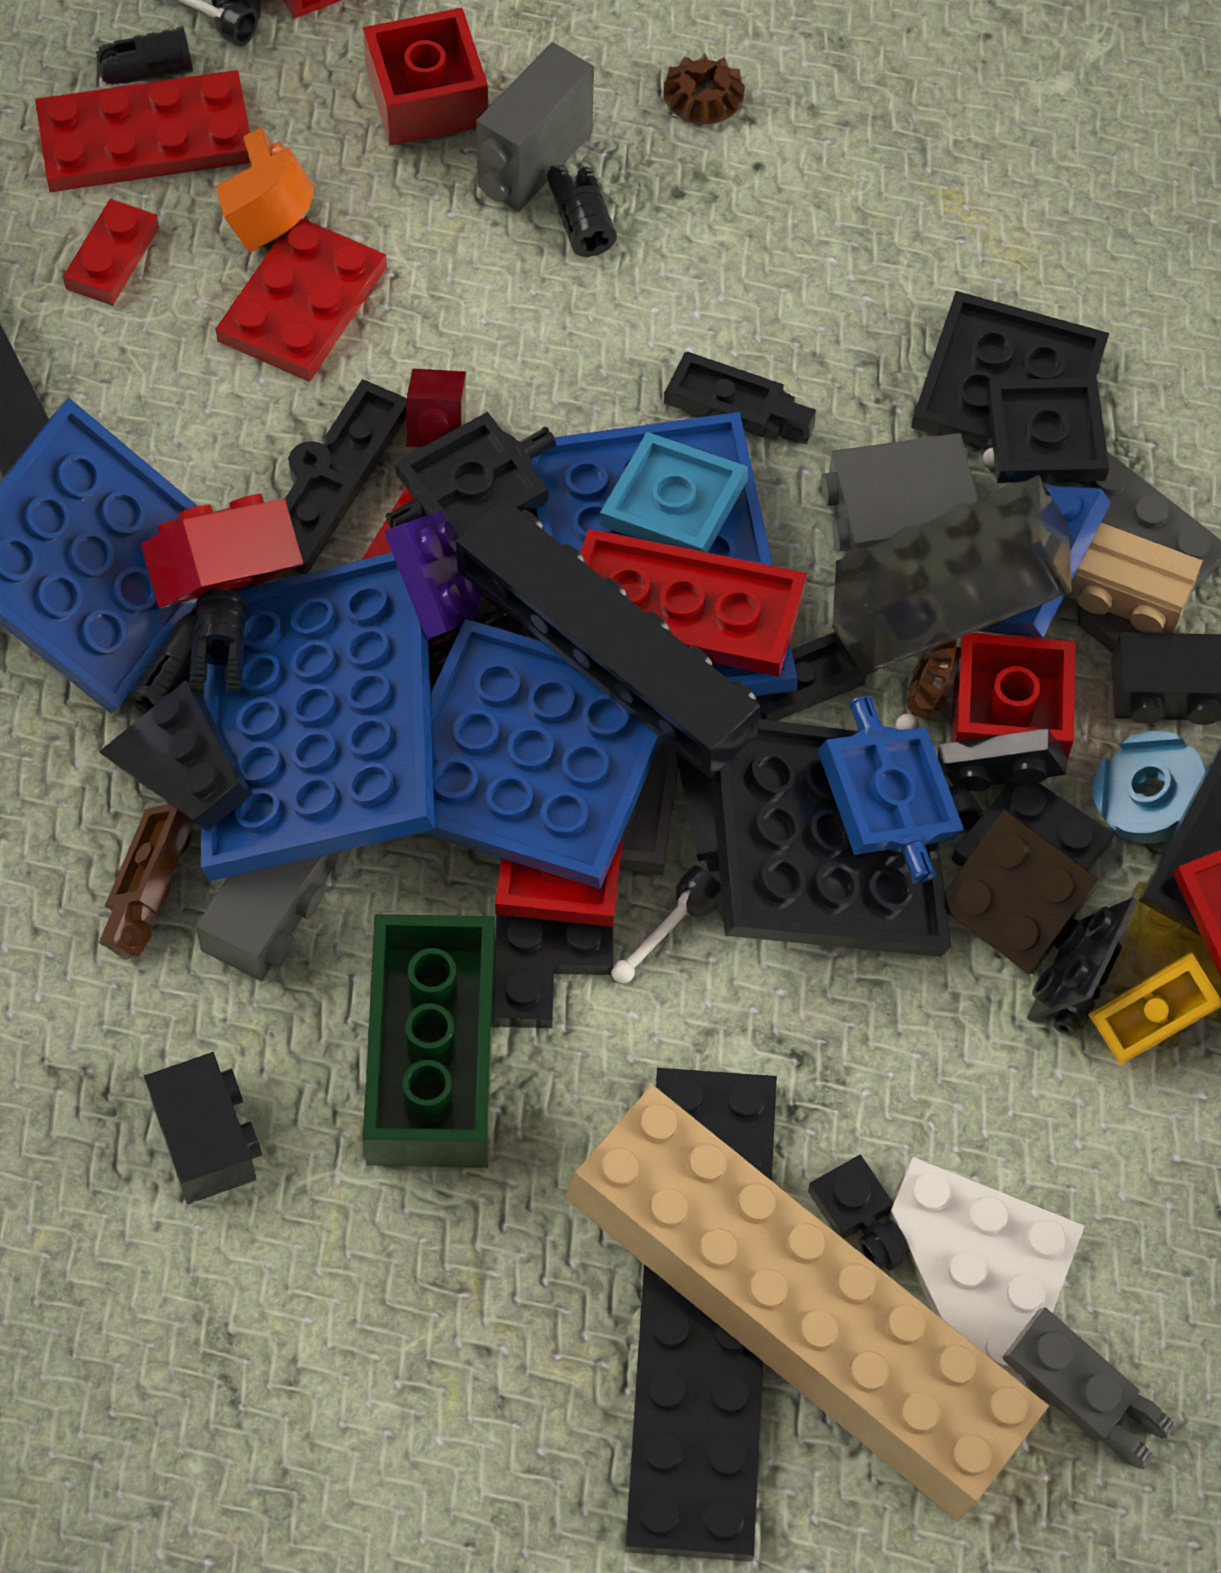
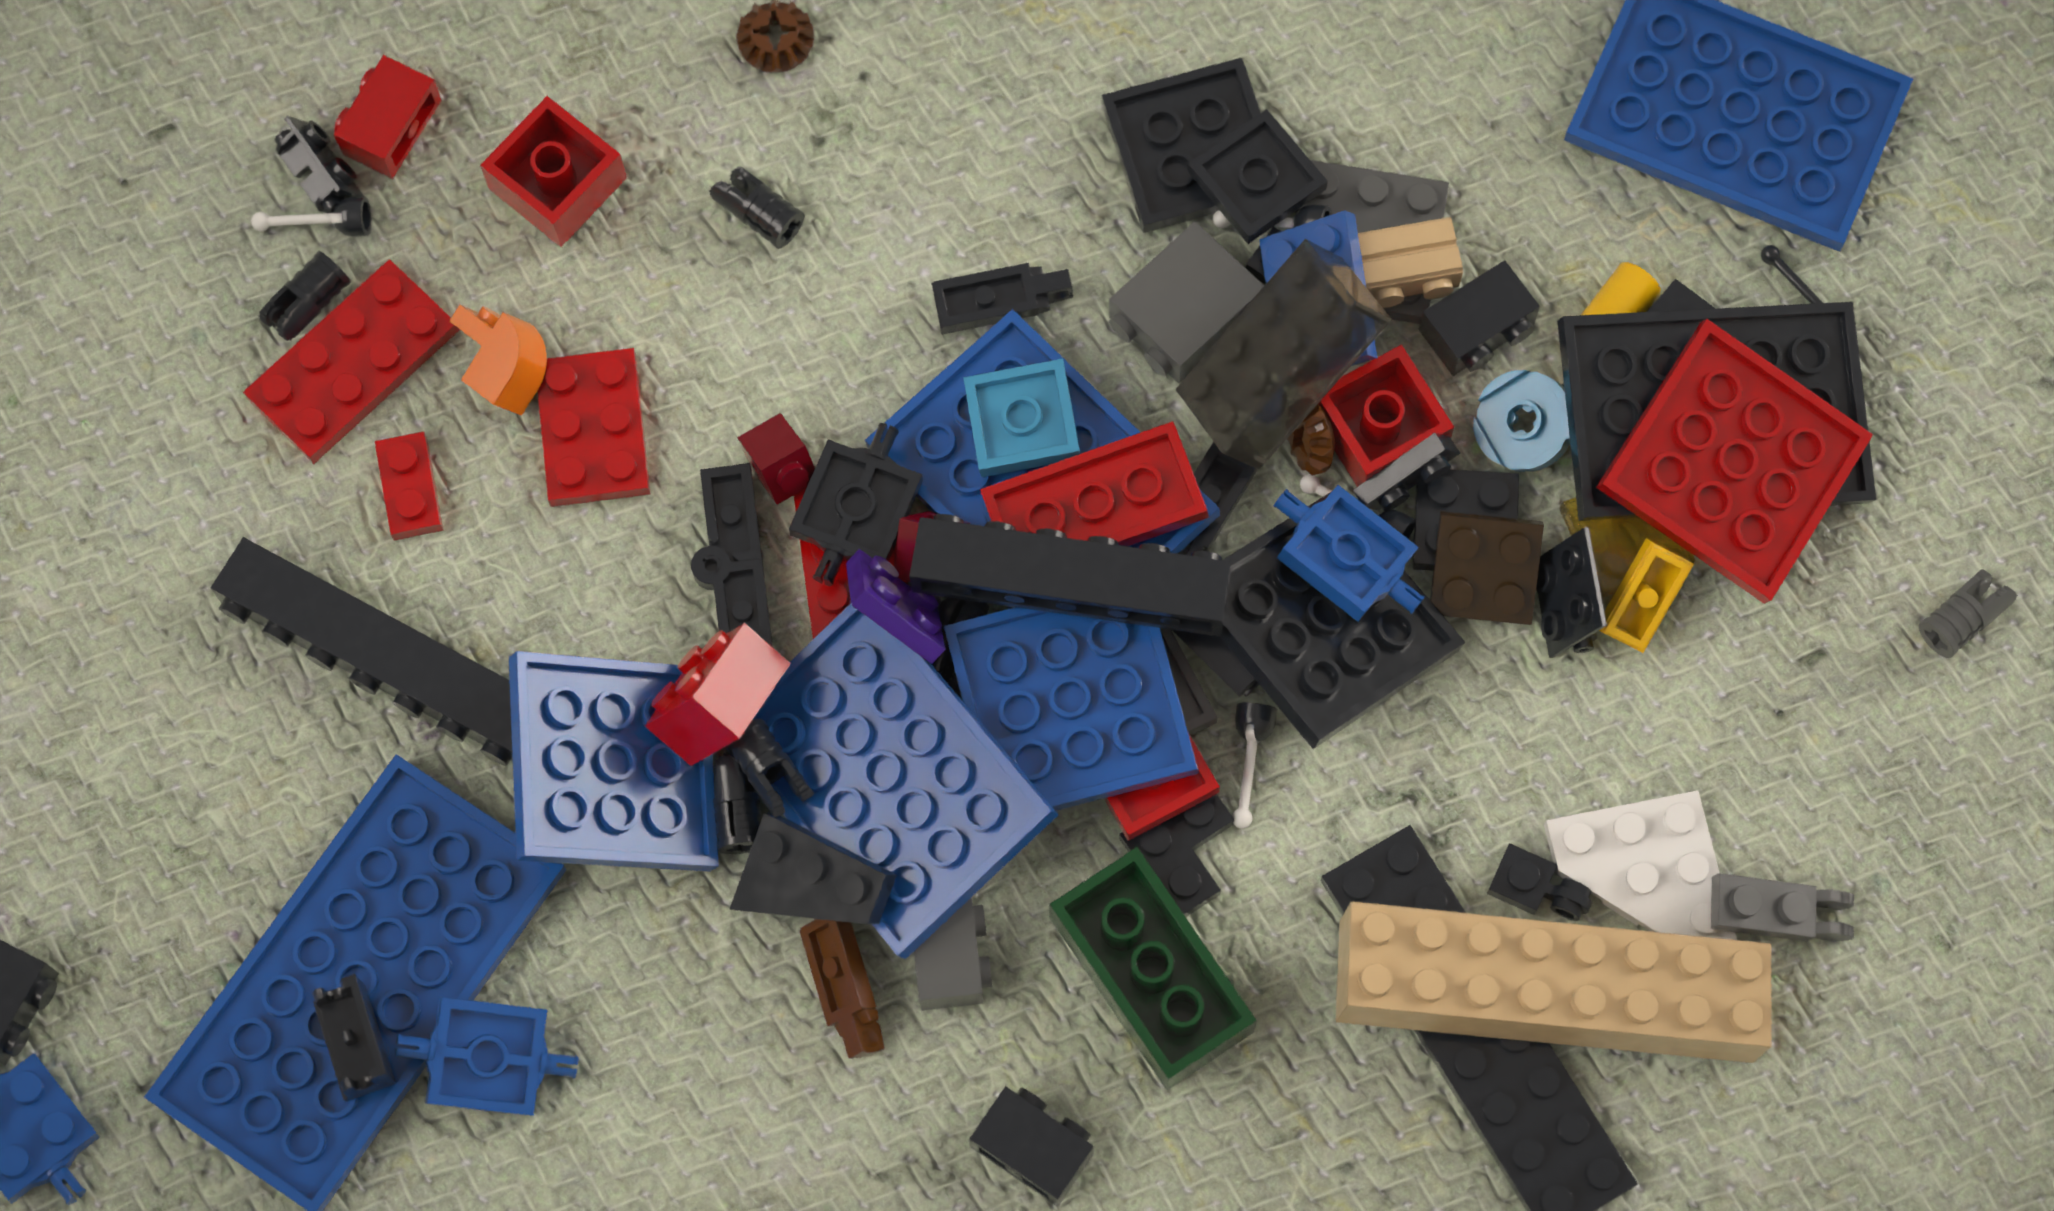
camera: 30 degrees left, 10 degrees up
(534, 126) = (678, 163): dark grey brick -> none

